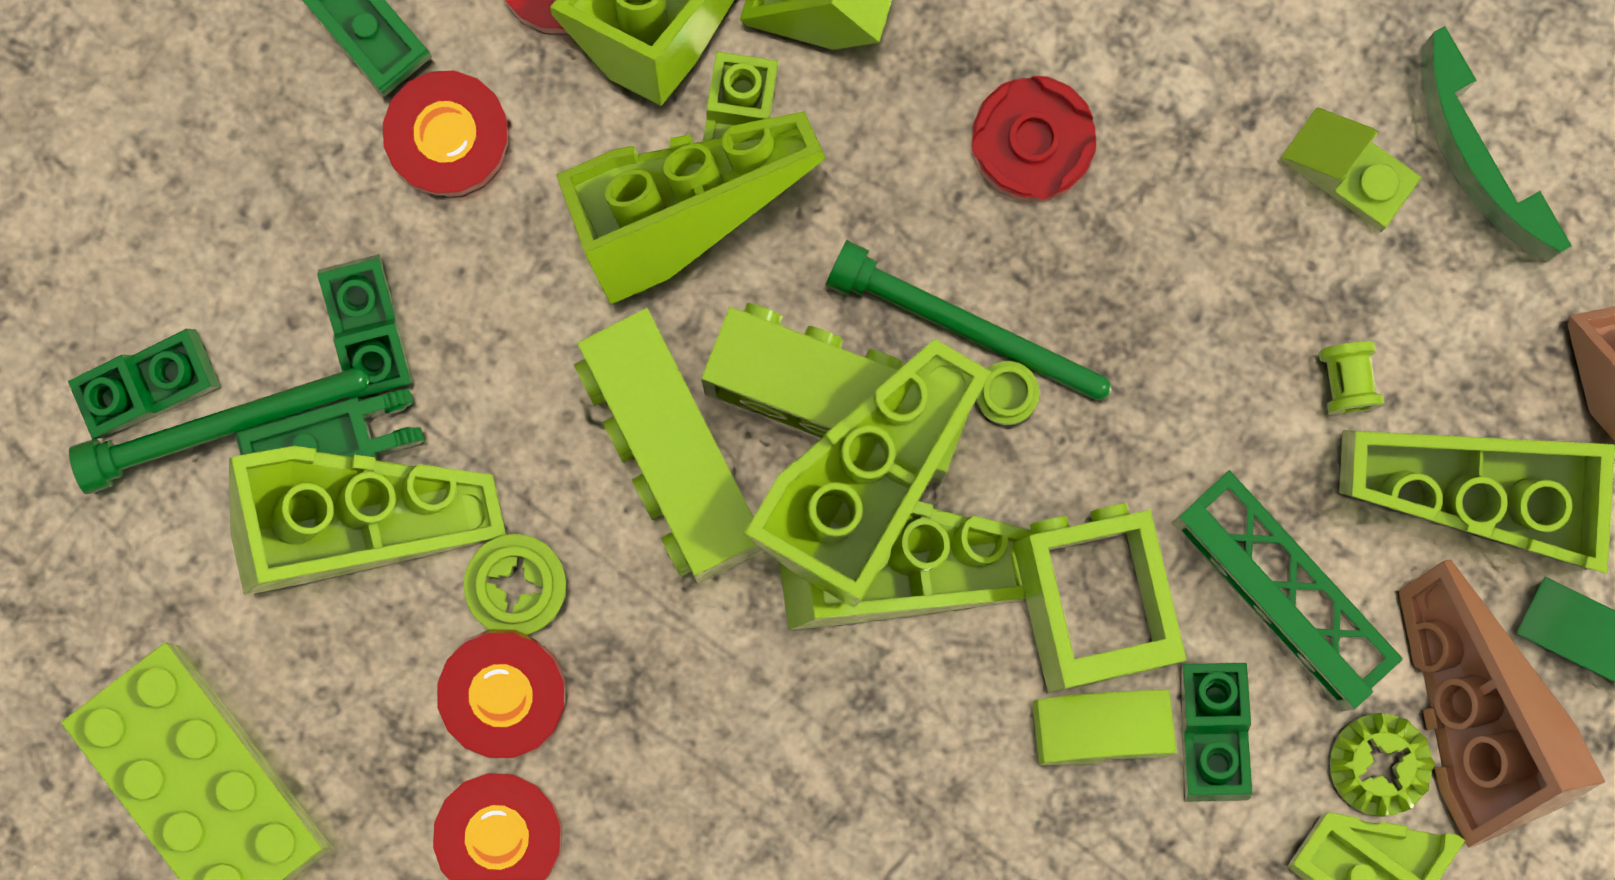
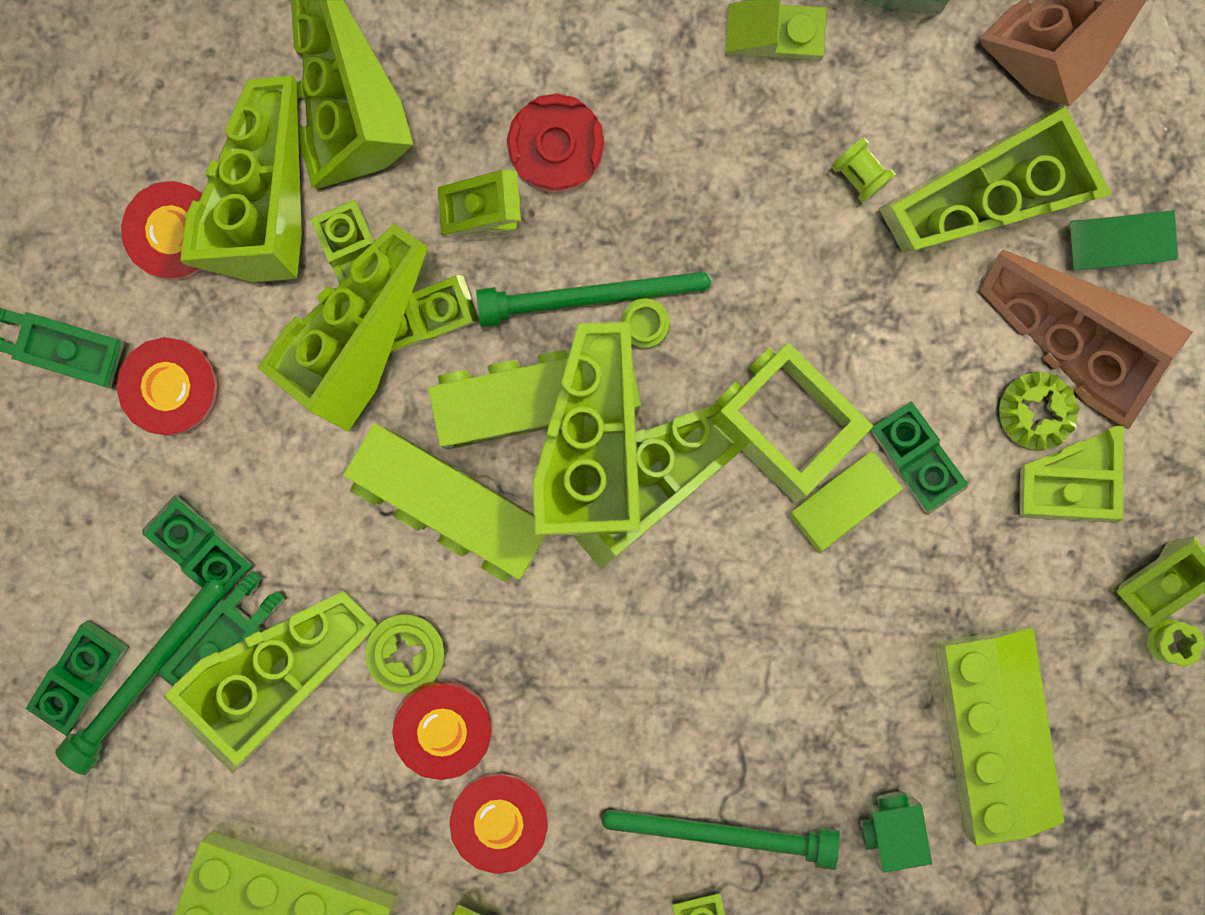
camera: 30 degrees left, 5 degrees up
(785, 238) = (435, 313): none -> lime slope
(910, 151) = (480, 204): none -> lime slope
(1276, 608) = (906, 353): green fence -> none

